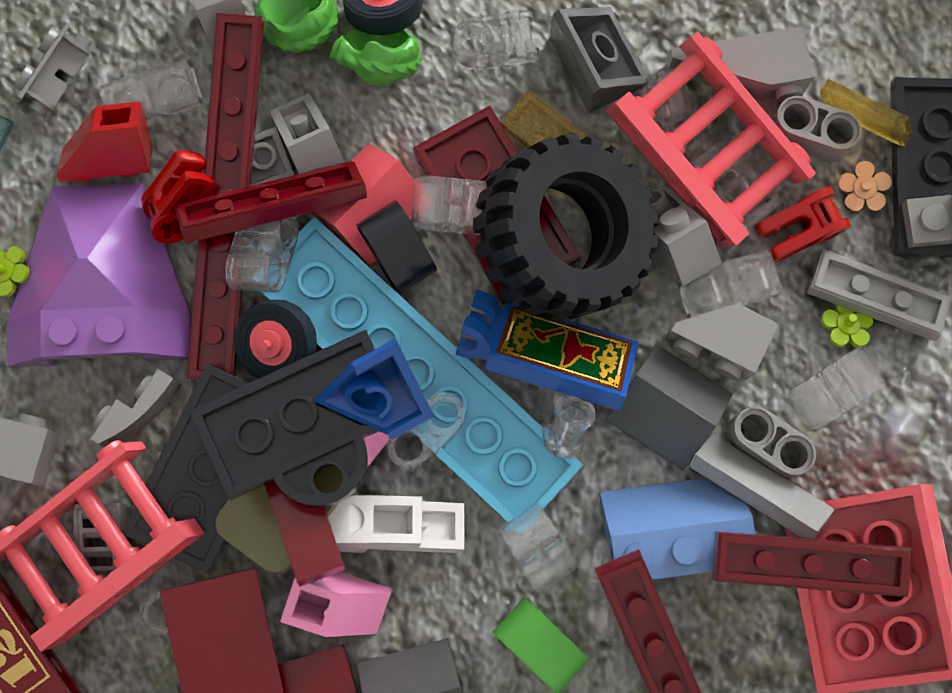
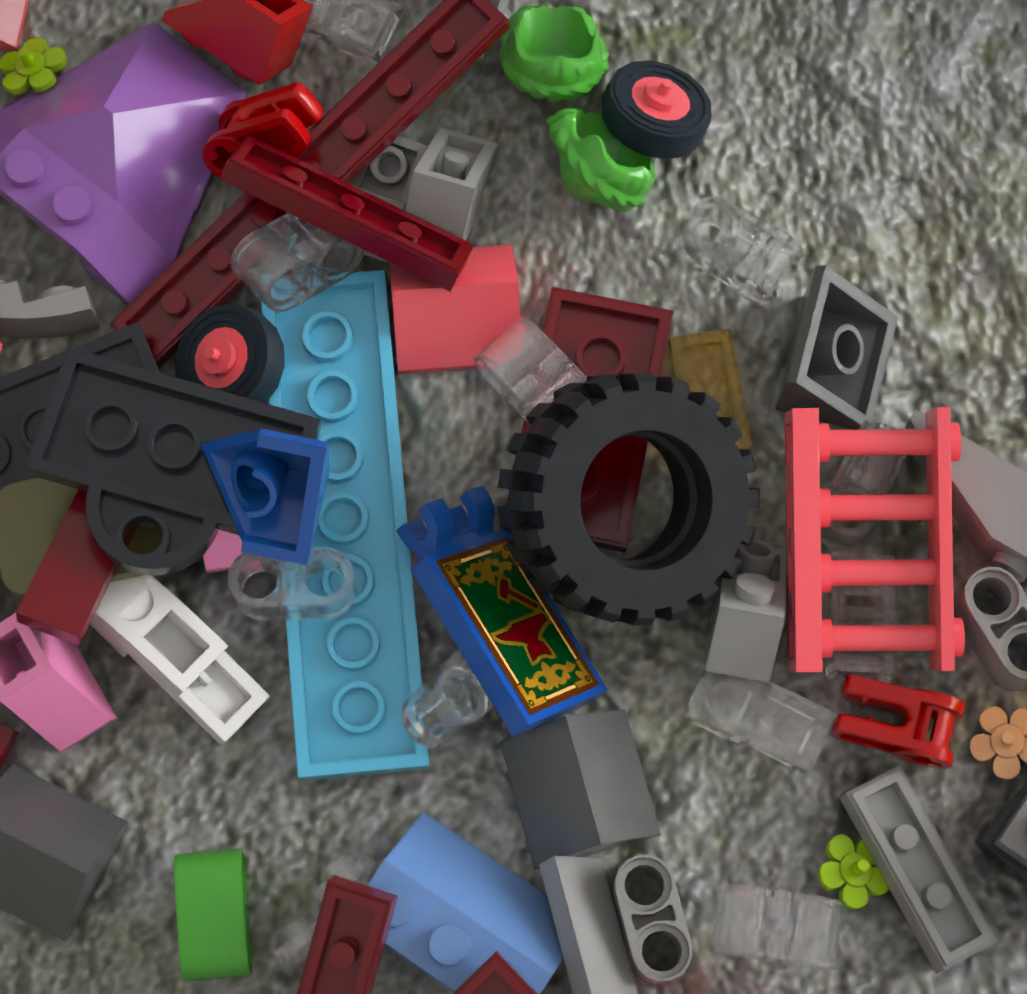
camera: 40 degrees right, 5 degrees down
(397, 247) = (438, 371): black beam -> none
(538, 549) = (298, 808): clear beam -> none
(728, 337) = (706, 764): light grey slope -> none

